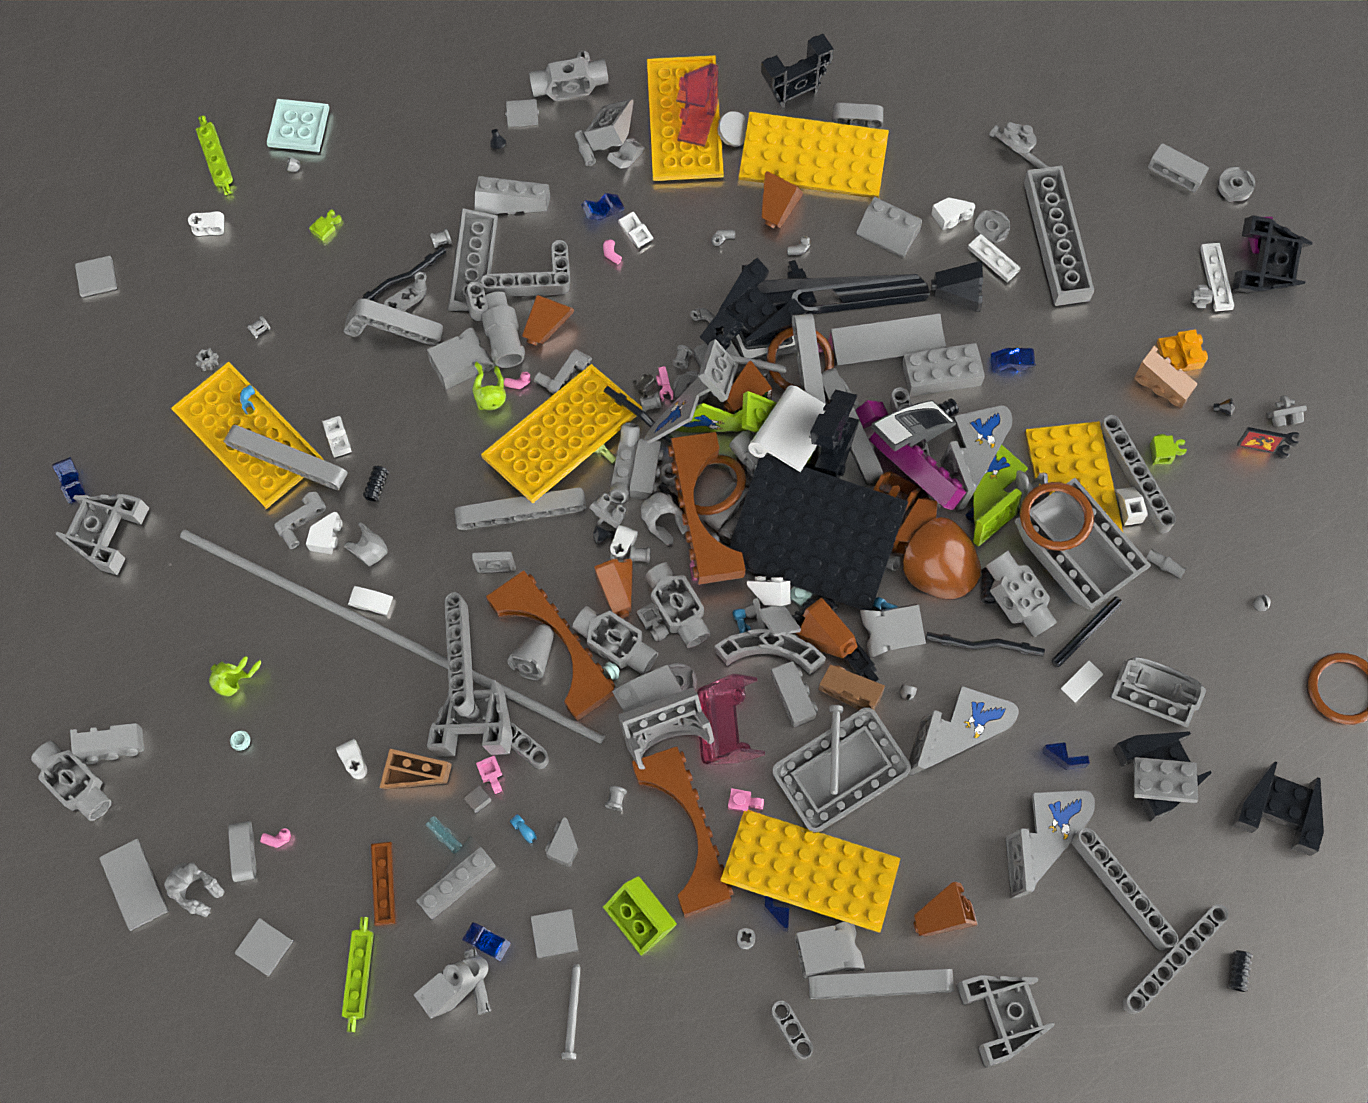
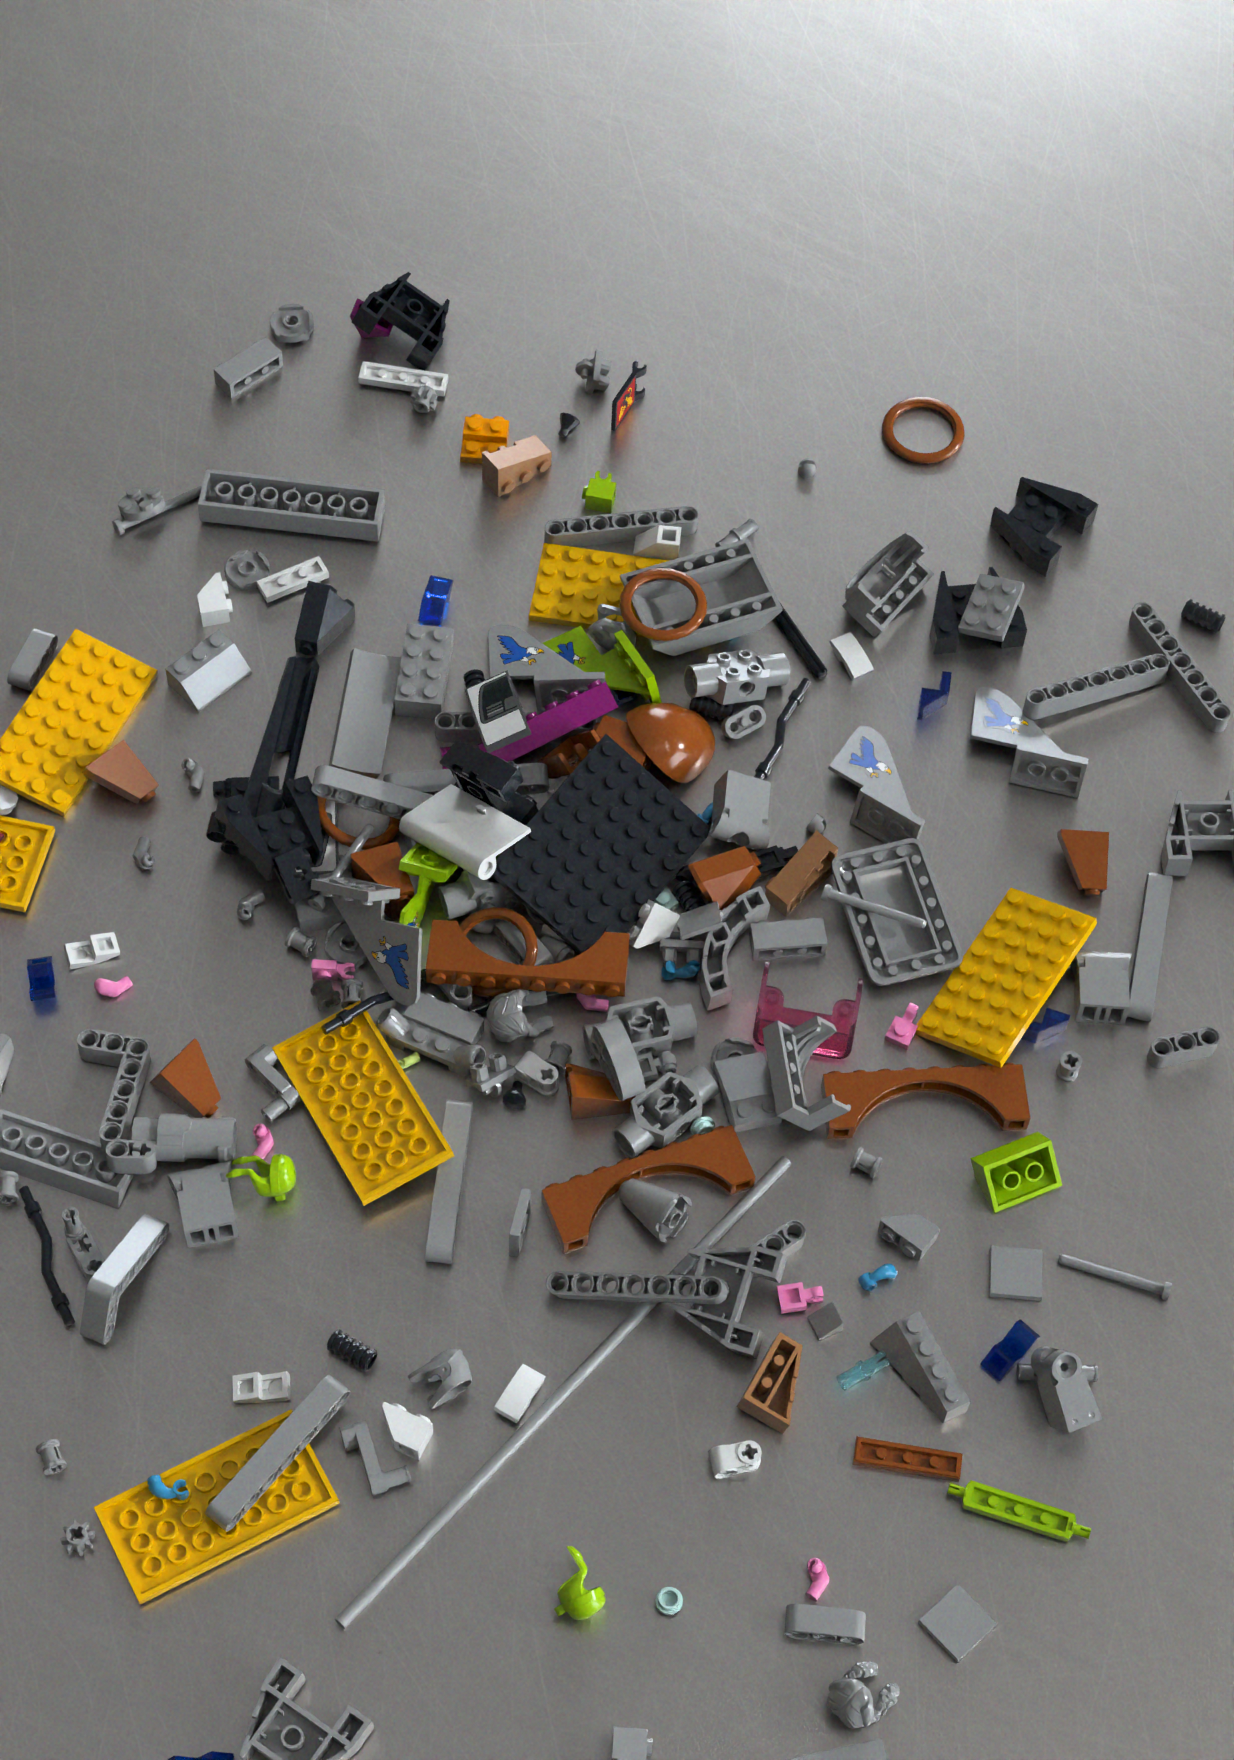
camera: 80 degrees left, 10 degrees down
(632, 589) = (617, 1058): none -> light grey beam
(983, 614) = (742, 723): none -> light grey plate

